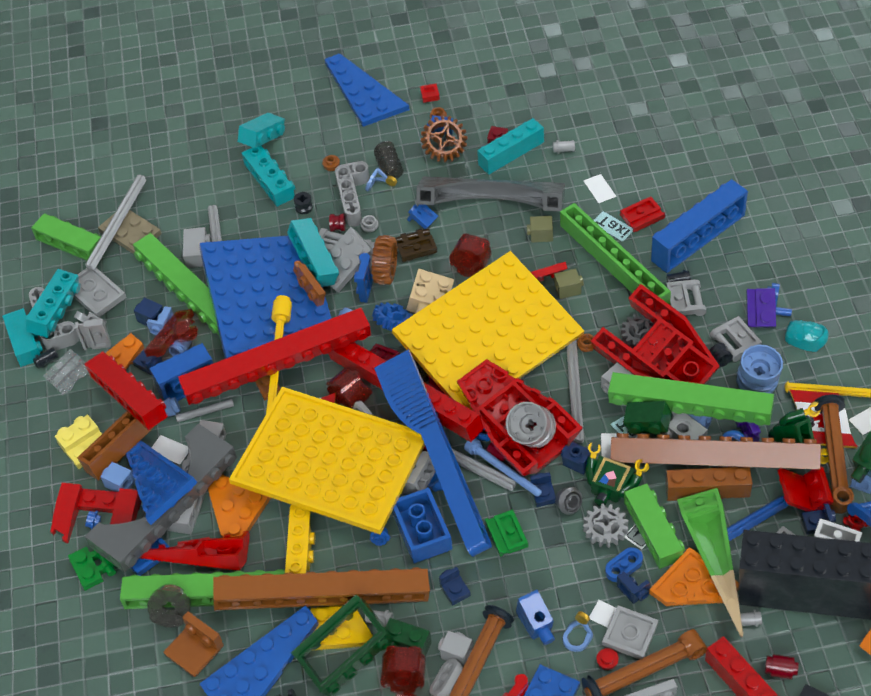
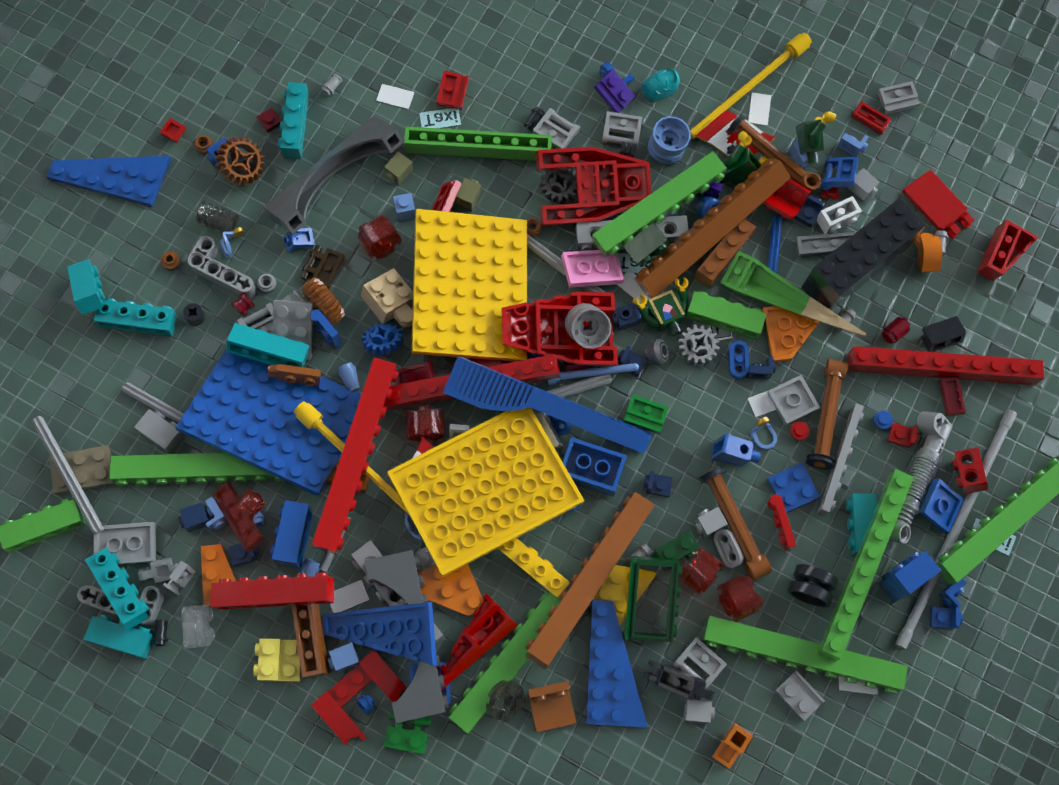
camera: 60 degrees left, 20 degrees up
(516, 248) = (404, 207): none -> medium blue brick
(591, 402) = (591, 268): none -> bright pink plate
(698, 225) = (506, 65): blue brick -> none

